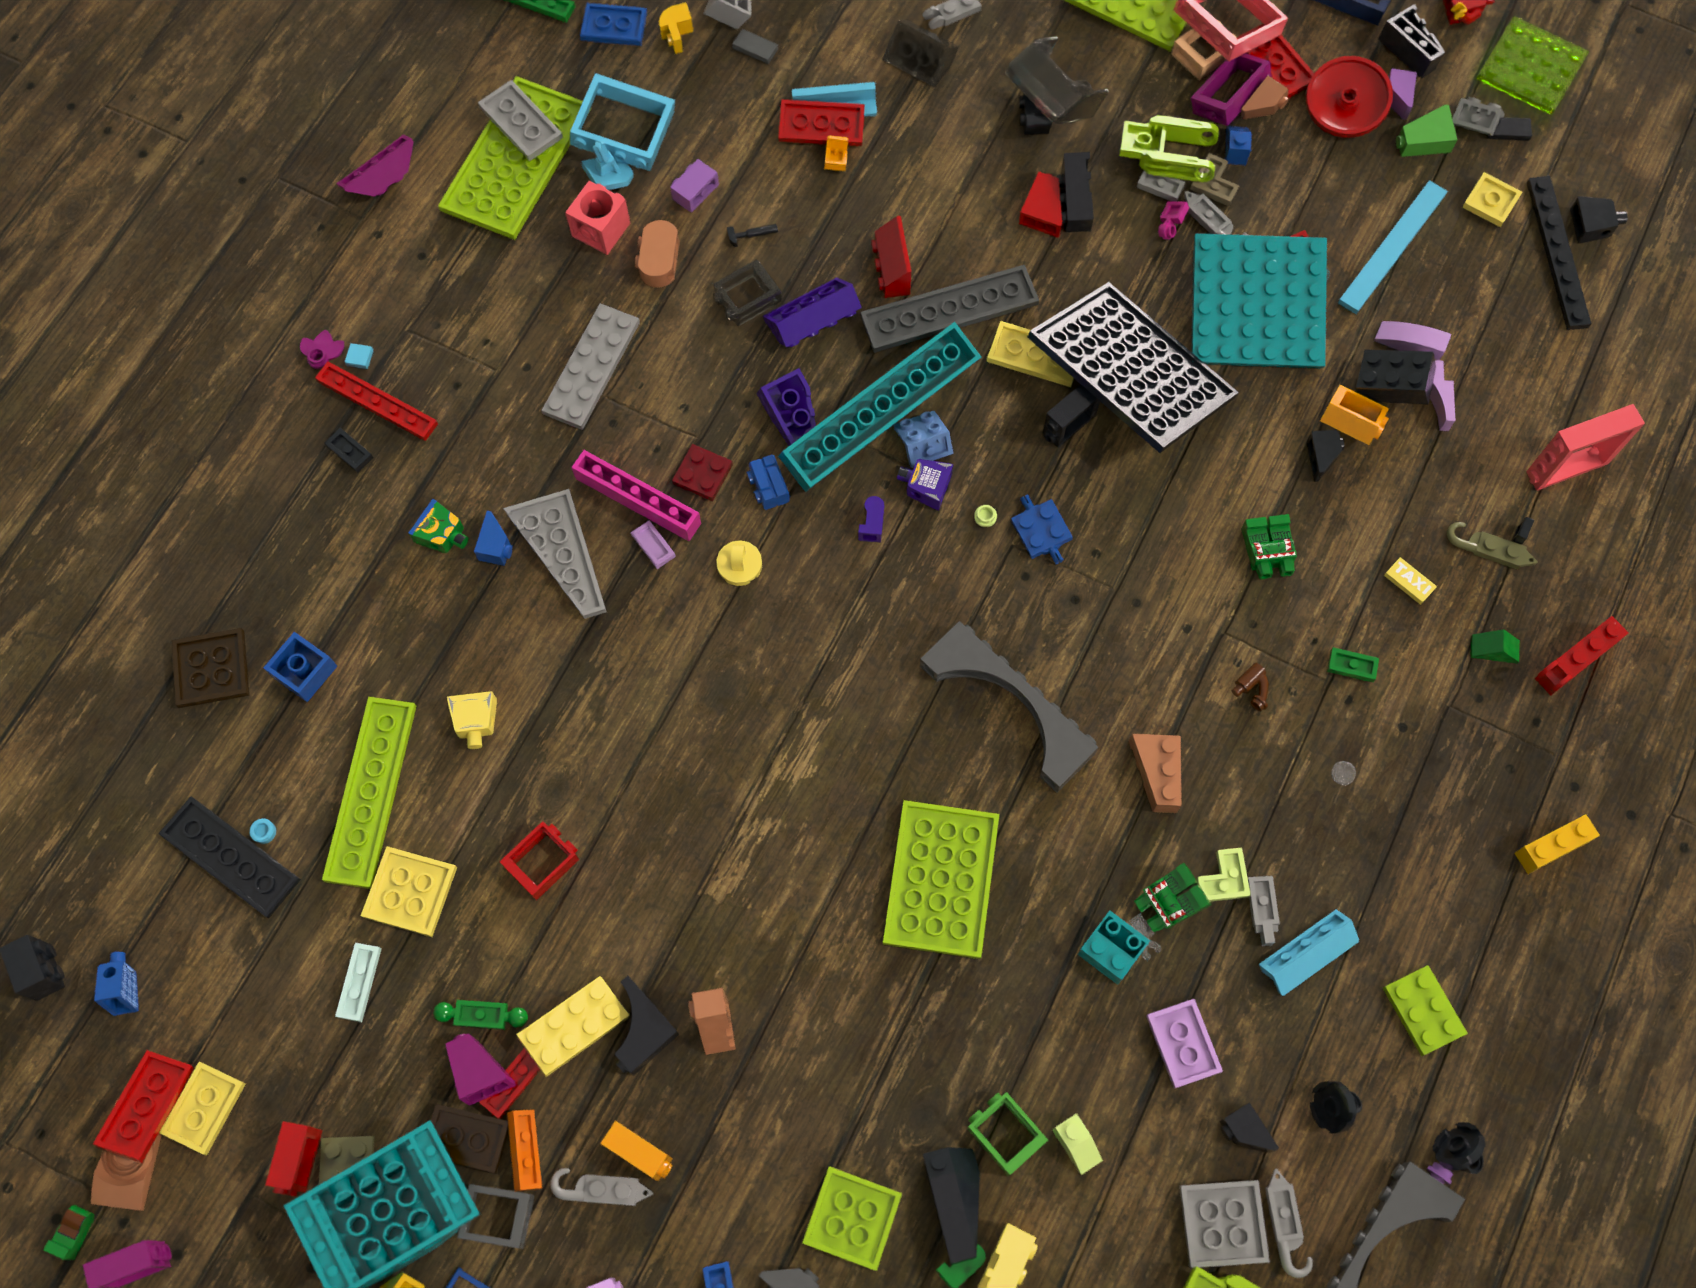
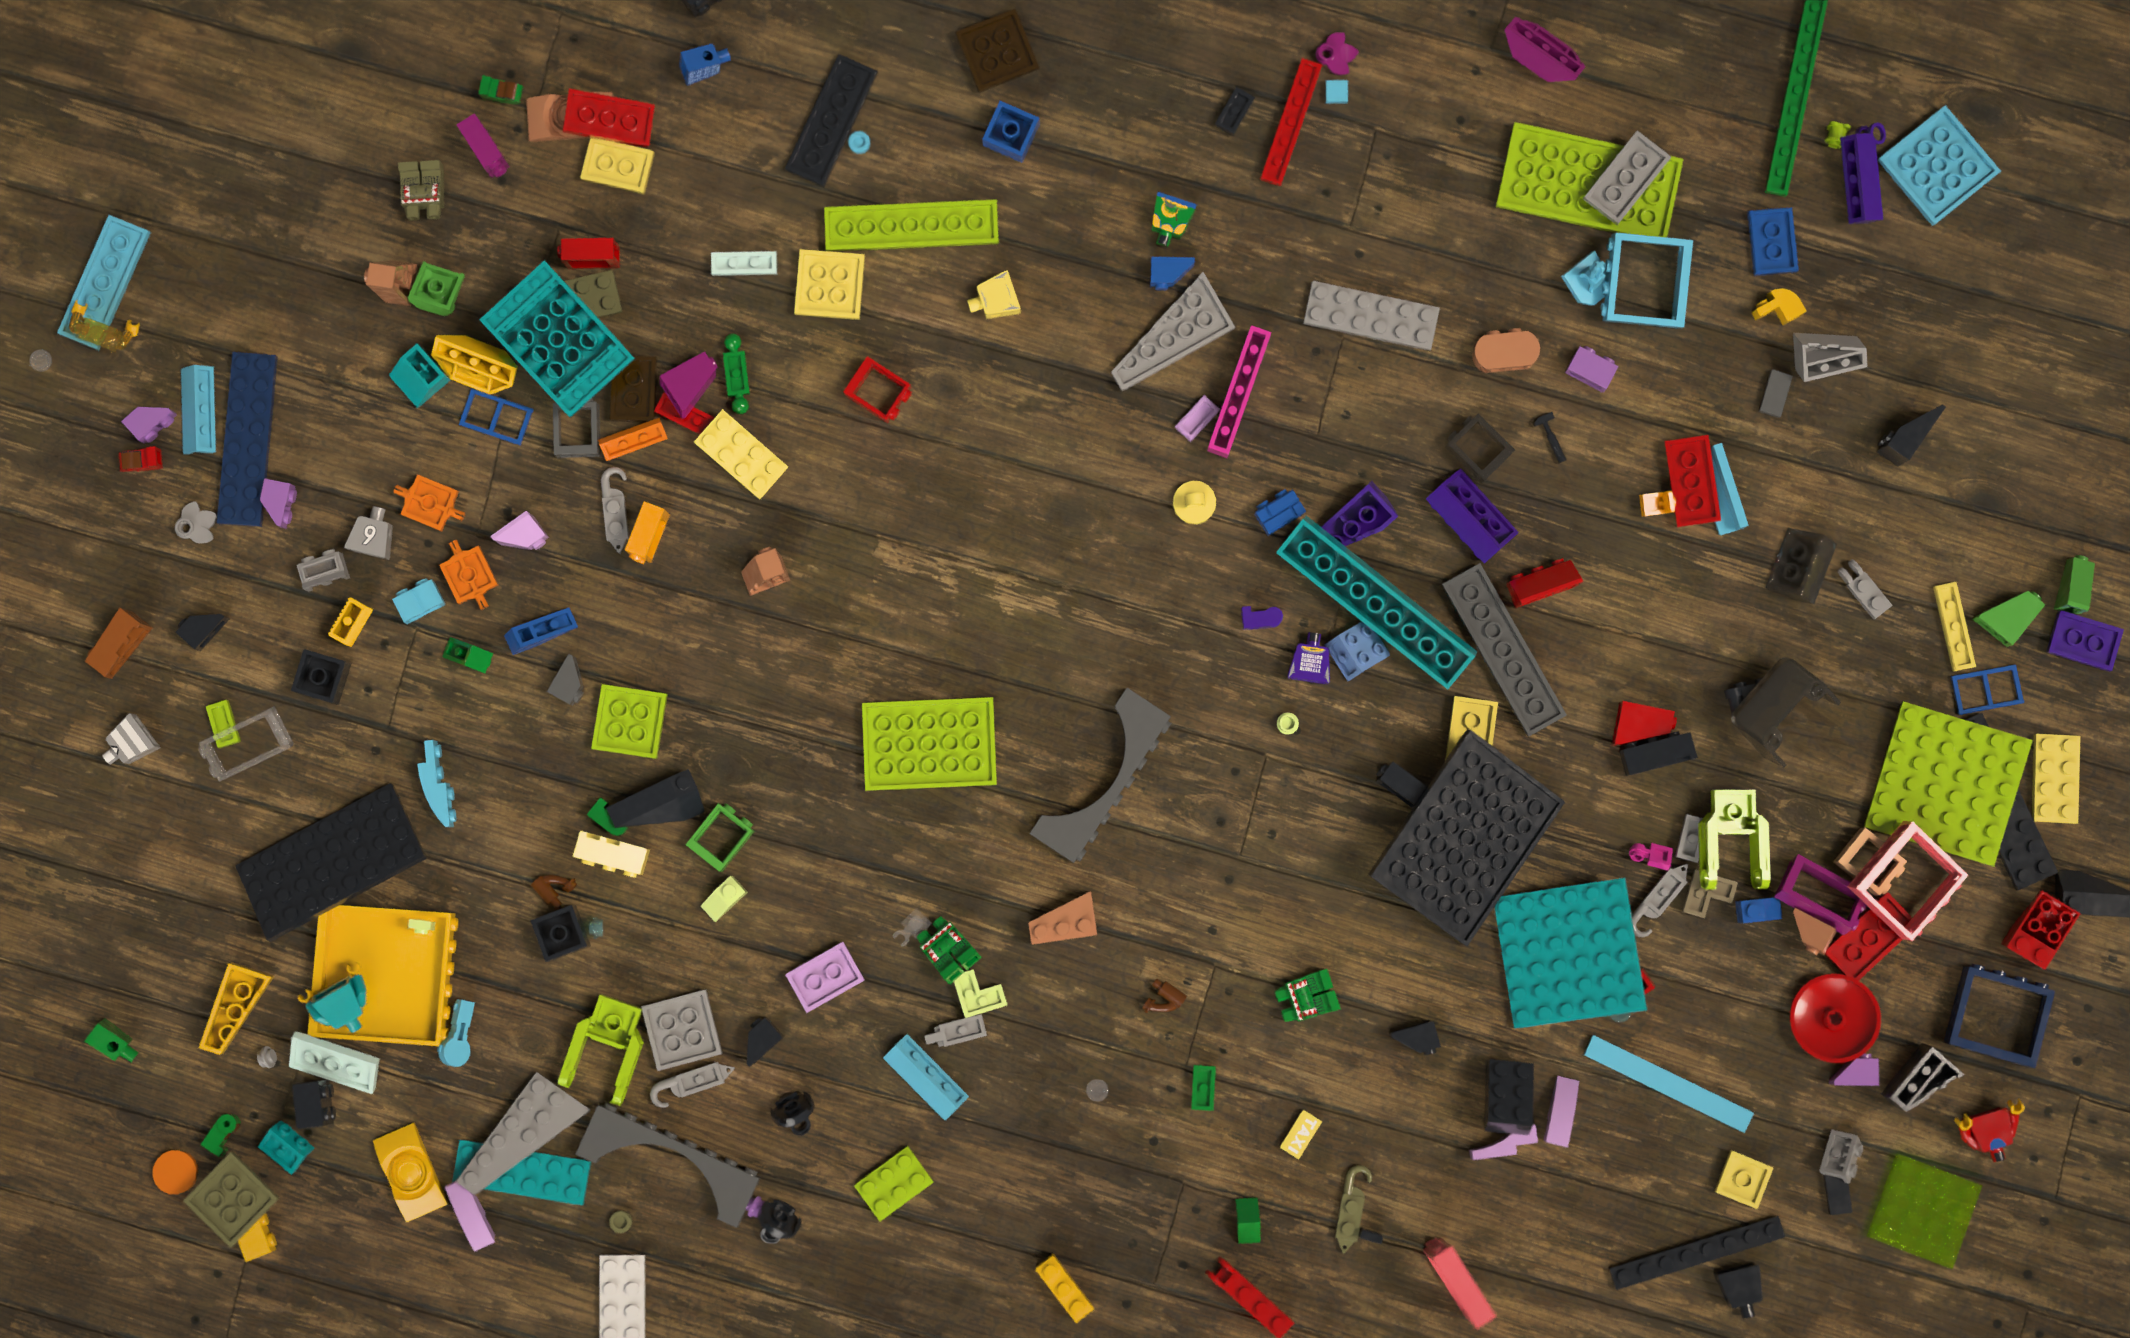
camera: 80 degrees right, 15 degrees up
(598, 232) = (1513, 294): coral brick -> none
(648, 1031) = (749, 519): black arch -> none
(702, 472) = (1280, 447): dark red plate -> none
(1041, 529) = (1284, 778): blue plate -> none
(1113, 947) = (895, 904): teal slope -> none
(1355, 415) = (1446, 1057): light orange window -> none
(1428, 134) = (1809, 1106): bright green slope -> none

